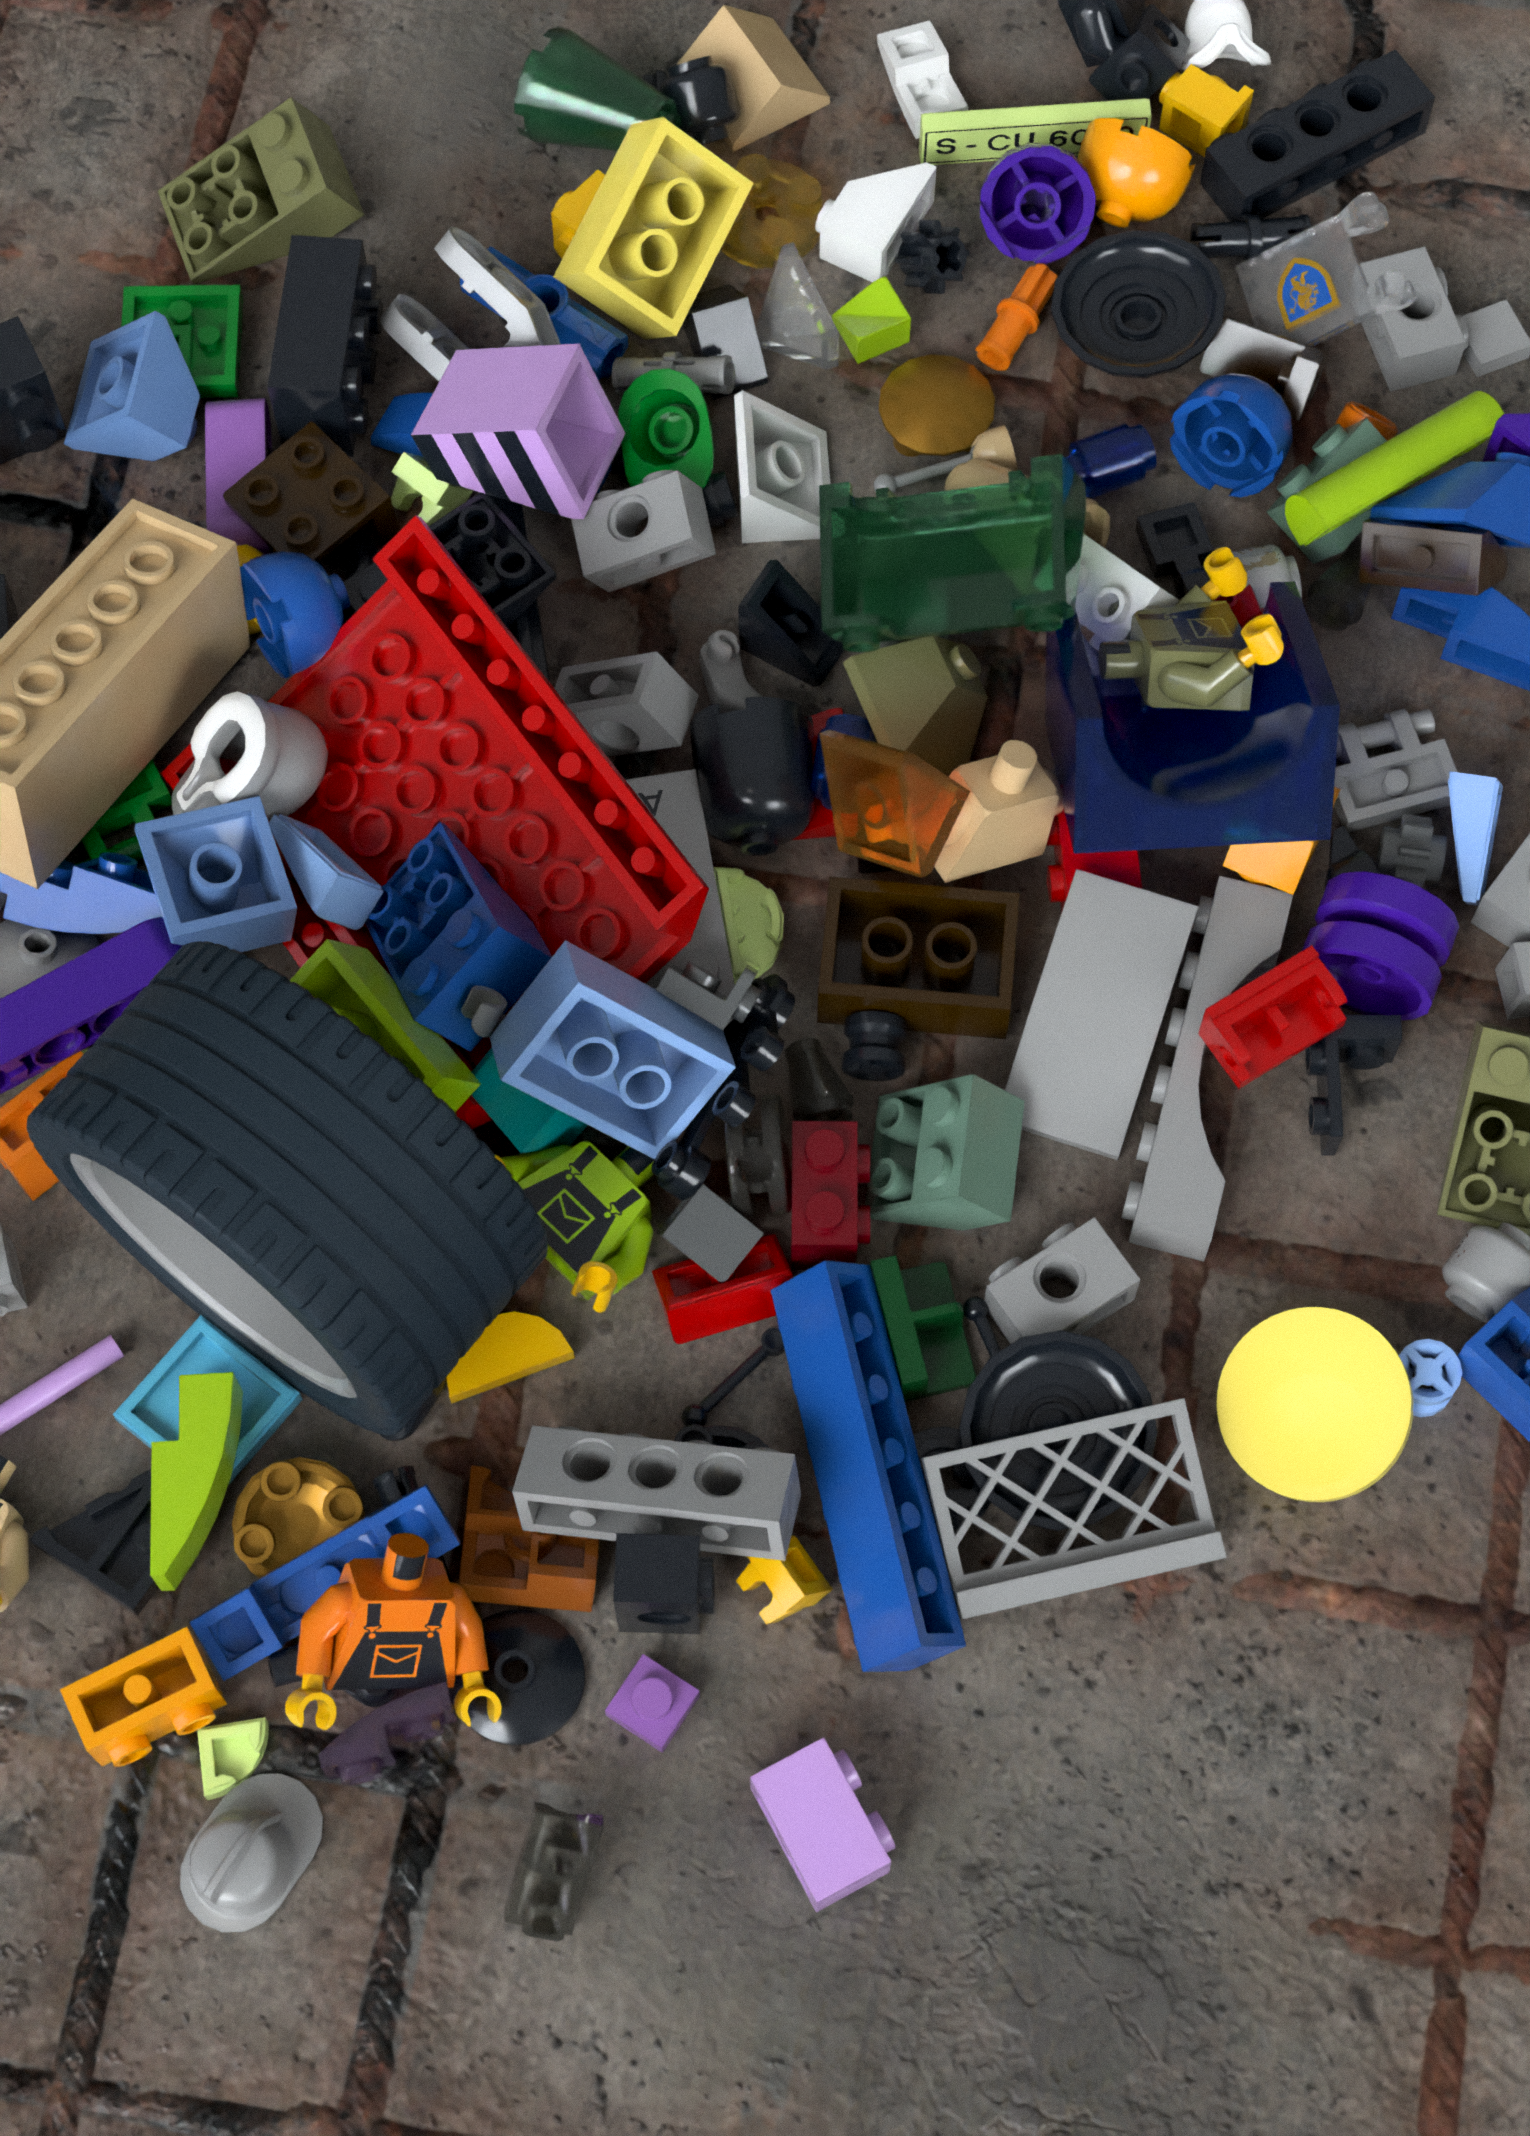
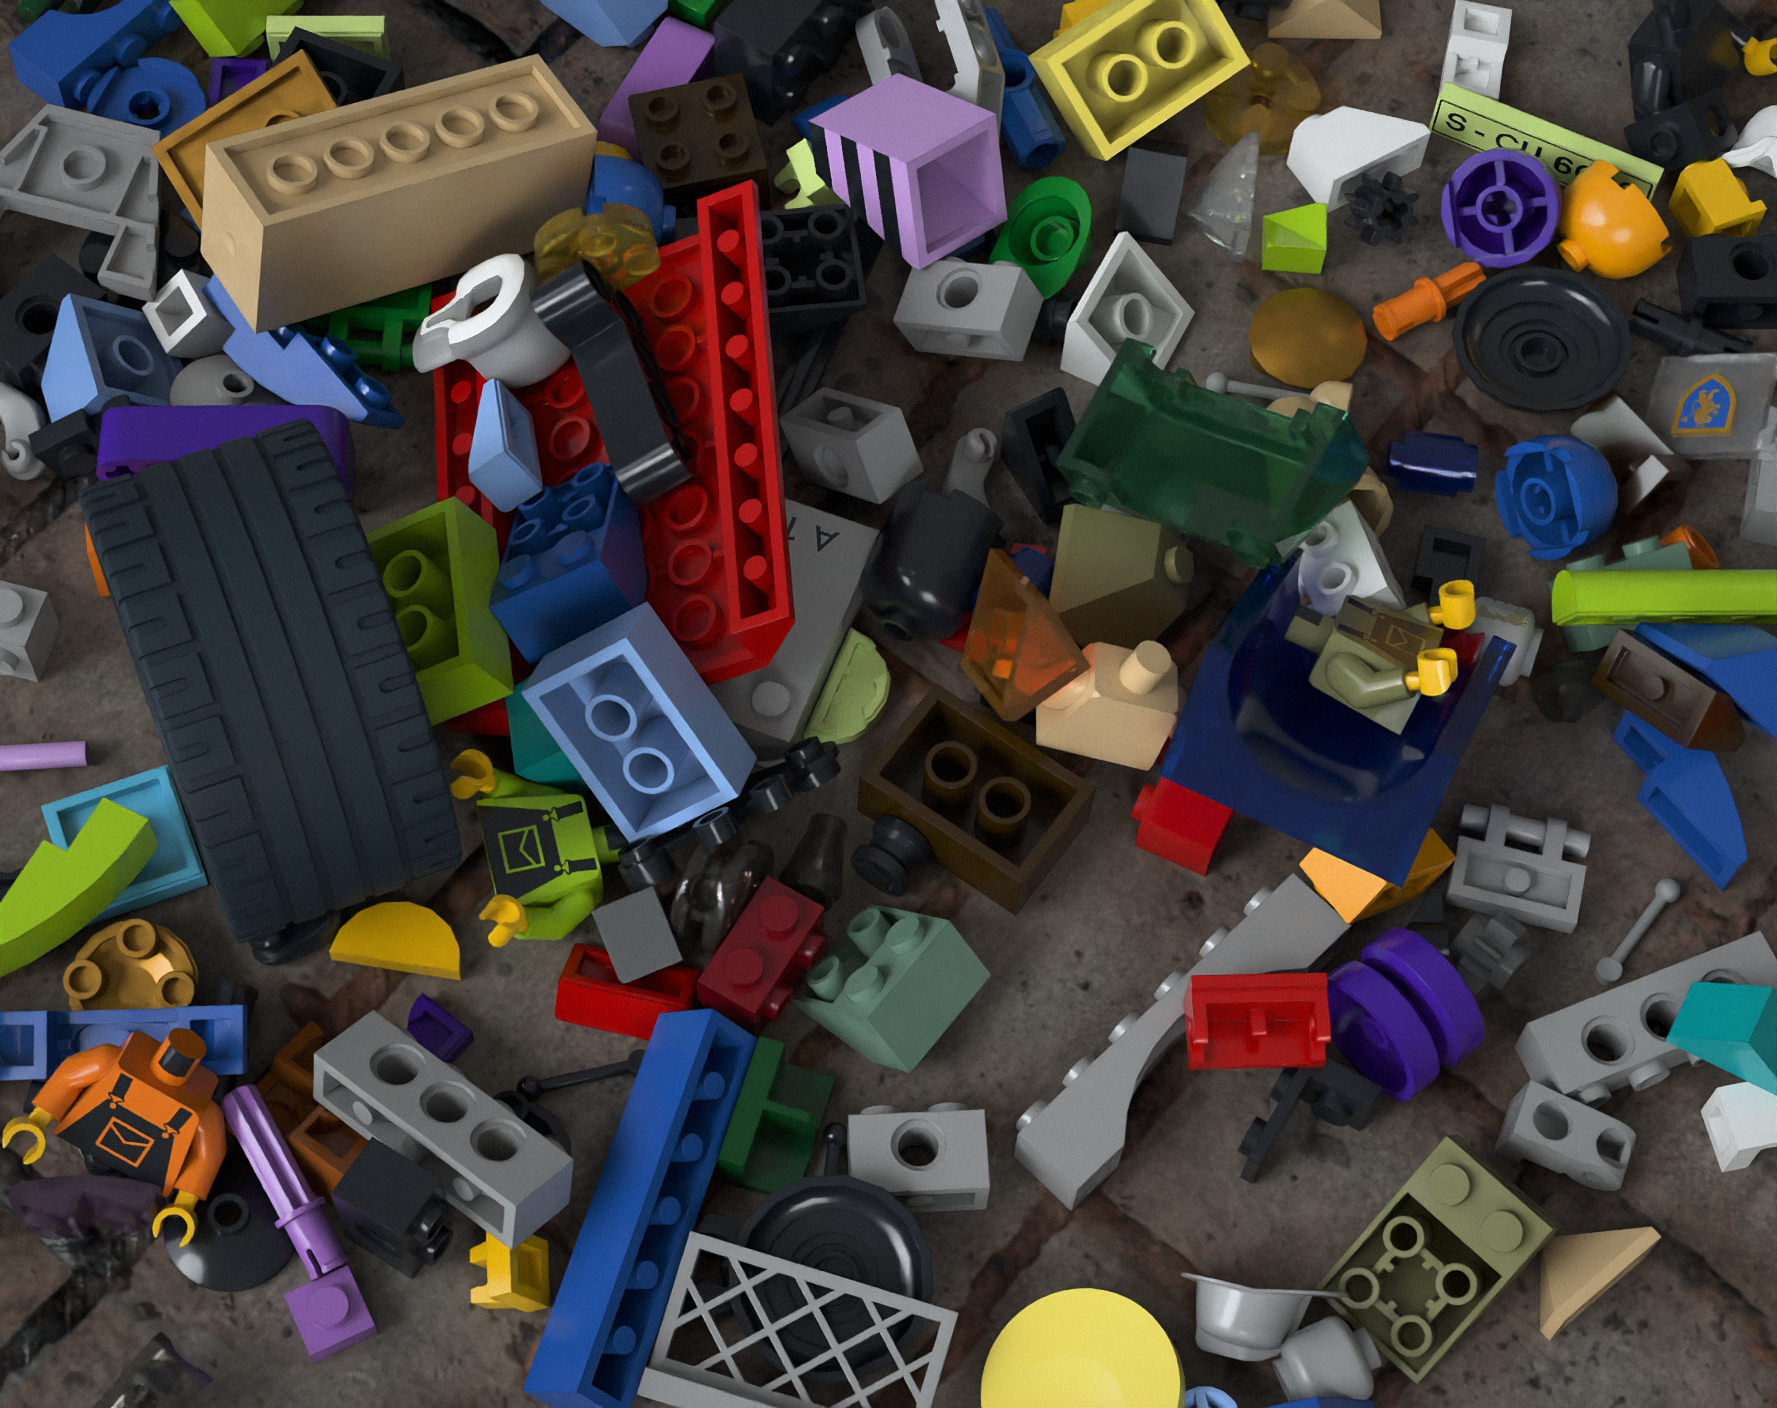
camera: 25 degrees right, 5 degrees down
(219, 876) = (404, 402): medium blue slope -> none
(307, 654) = (615, 242): none -> clear yellow plate
(399, 757) = (619, 379): none -> black beam
(485, 1009) = (552, 628): light grey hand -> none
(546, 1616) = (284, 1182): none -> medium lavender axle
(584, 1410) = (438, 1030): none -> dark purple tile
(697, 992) = (749, 718): dark grey bracket -> none
(710, 373) = (1108, 204): light grey pin -> none
(1098, 1012) = (1107, 935): light grey slope -> none
(1410, 1268) = (1246, 1320): none -> light grey piece
(1474, 814) = (1562, 956): light blue slope -> none
(1509, 814) = (1610, 968): none -> light grey hinge

